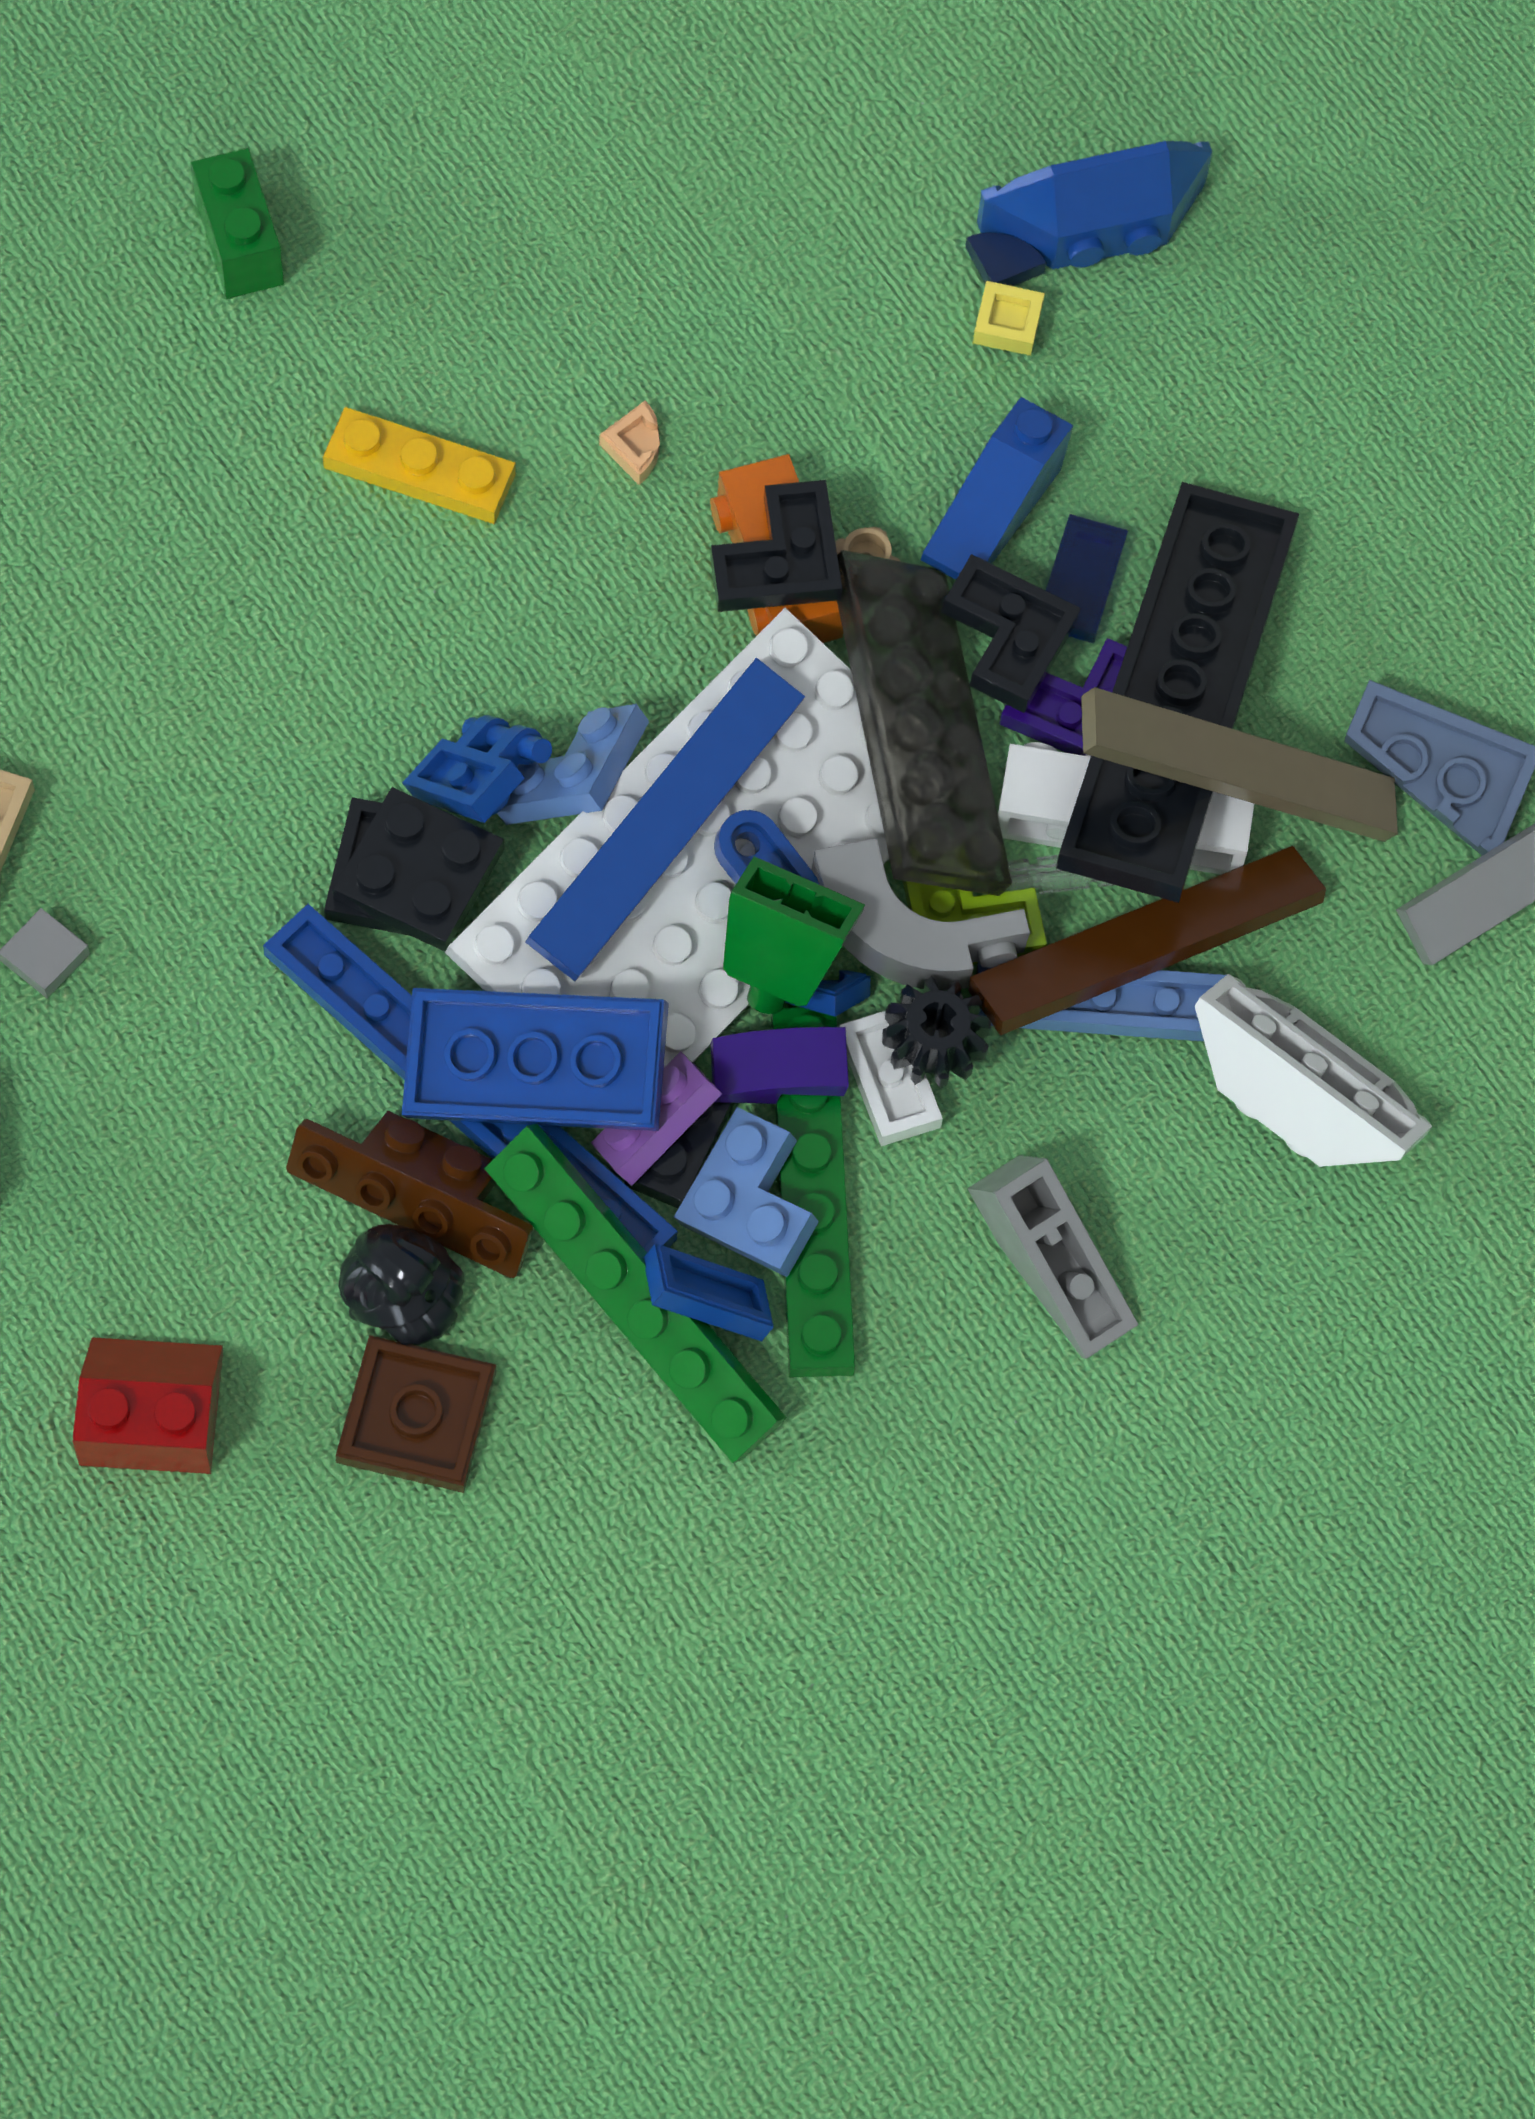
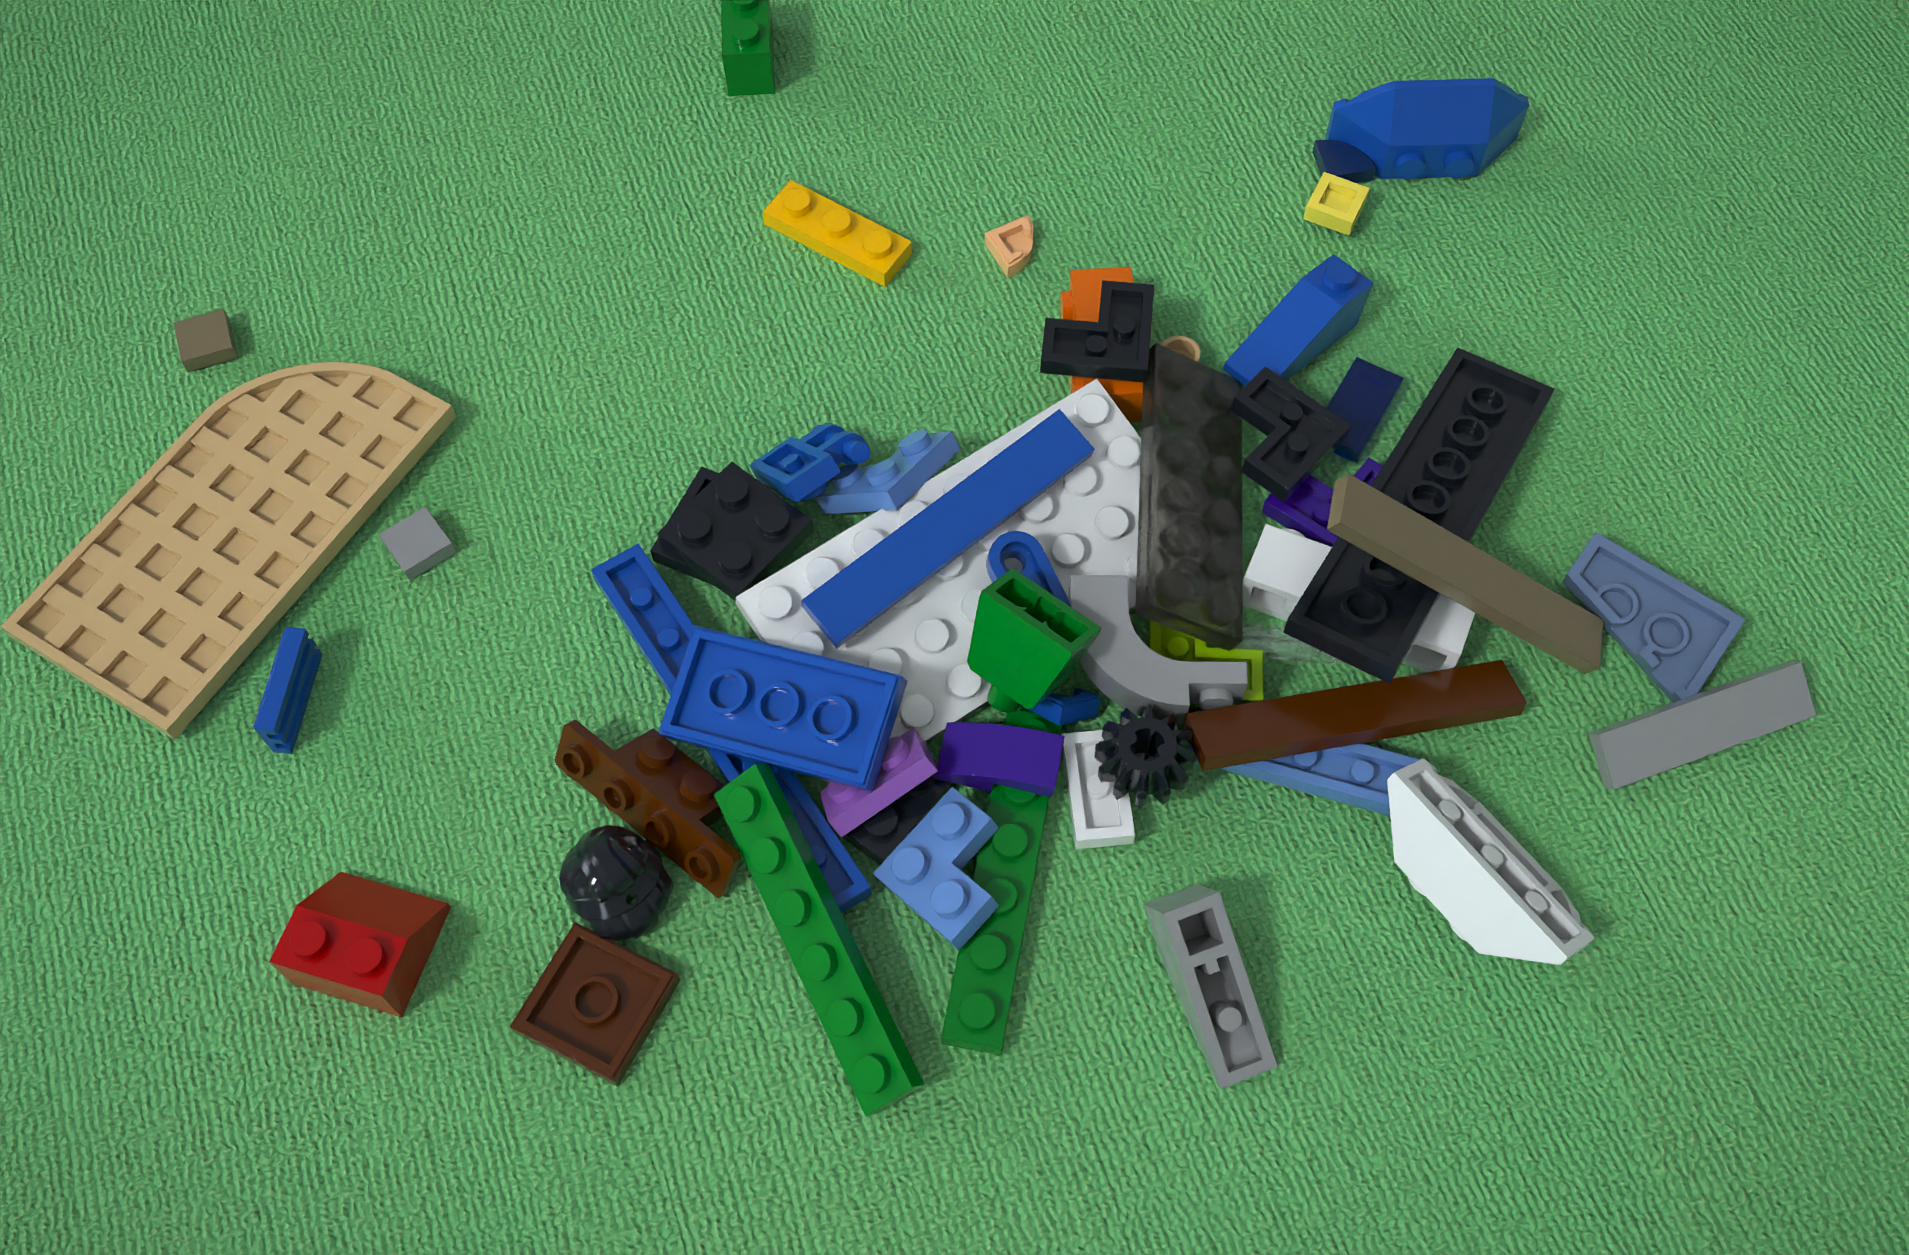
camera: 20 degrees right, 5 degrees down
(708, 1292) = (880, 949): blue tile -> none

